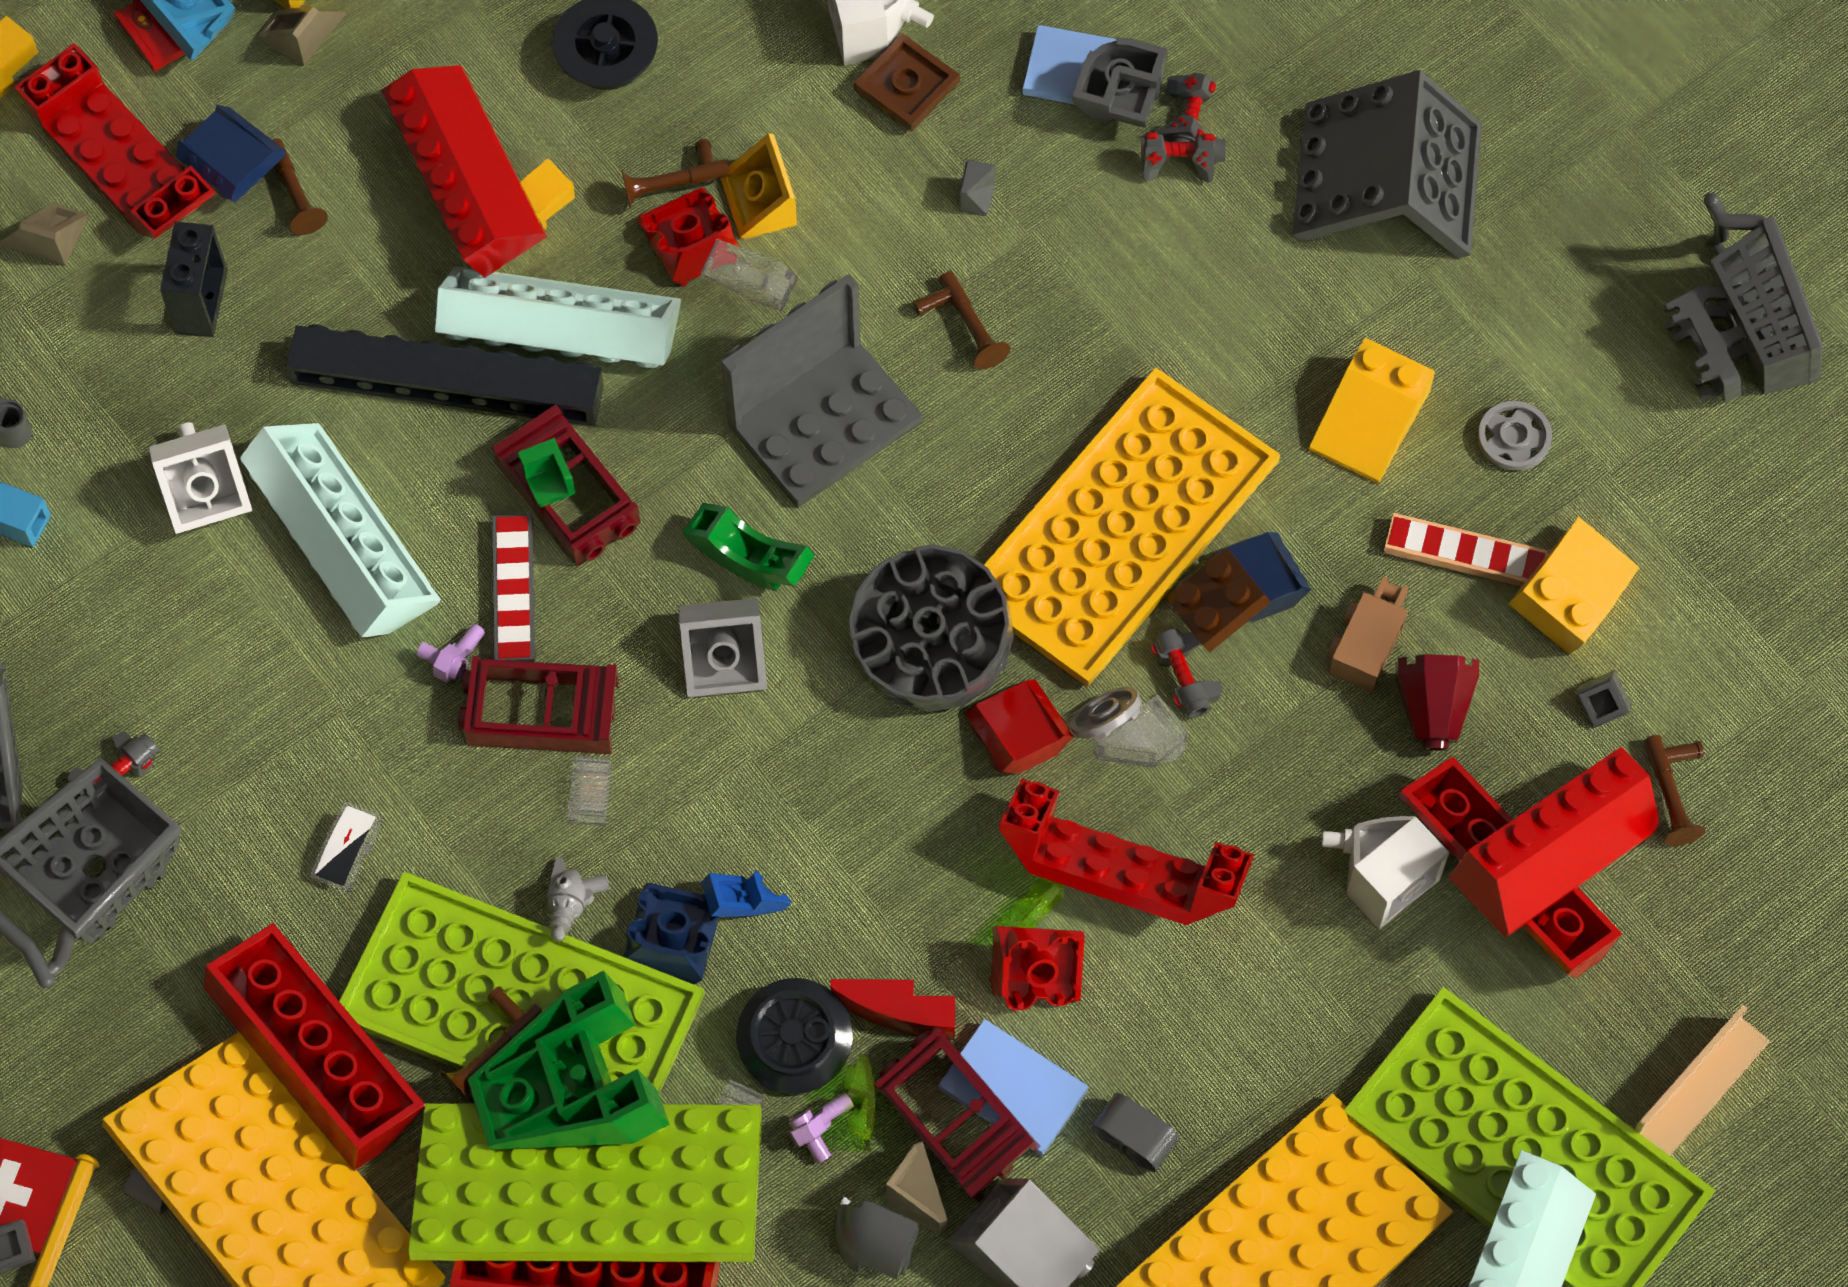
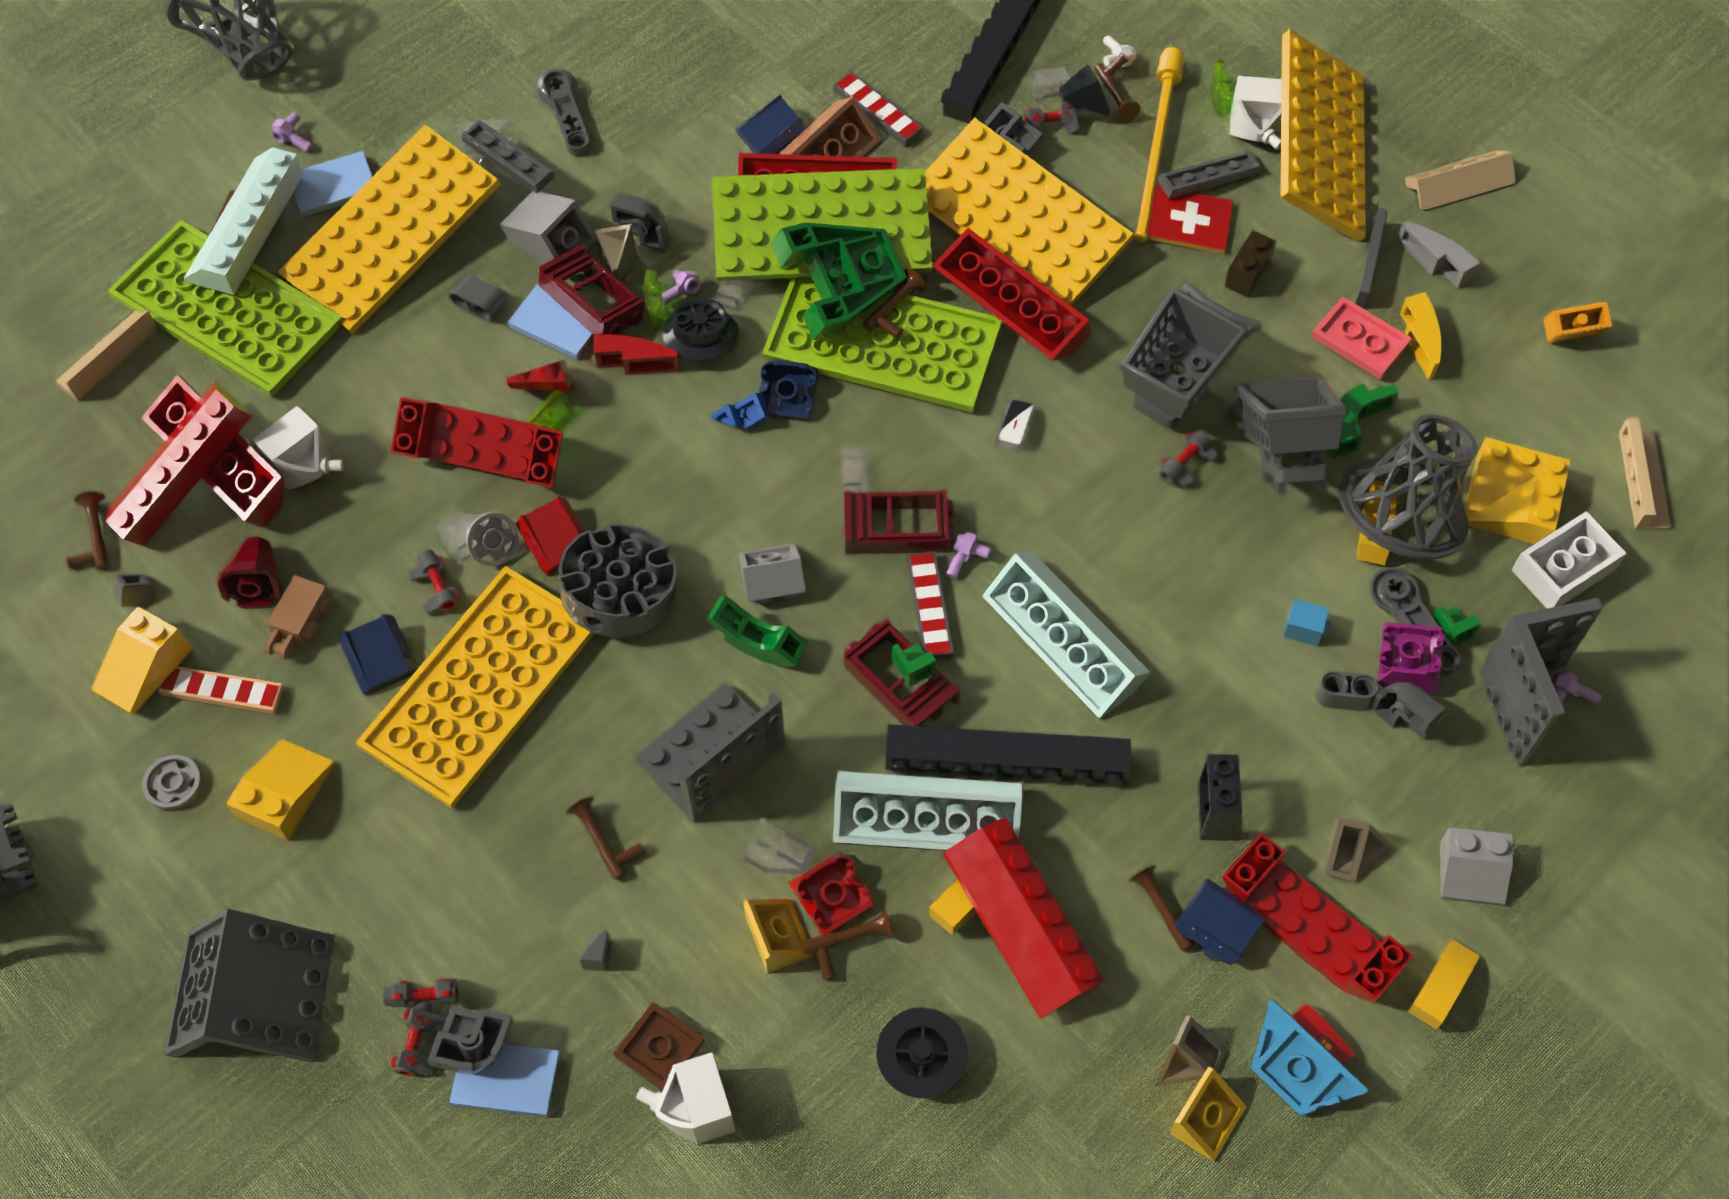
camera: 175 degrees right, 5 degrees down
(200, 477) = (1177, 648): white piece -> none
(569, 896) = (858, 401): light grey piece -> none
(1218, 600) = (407, 622): reddish brown plate -> none

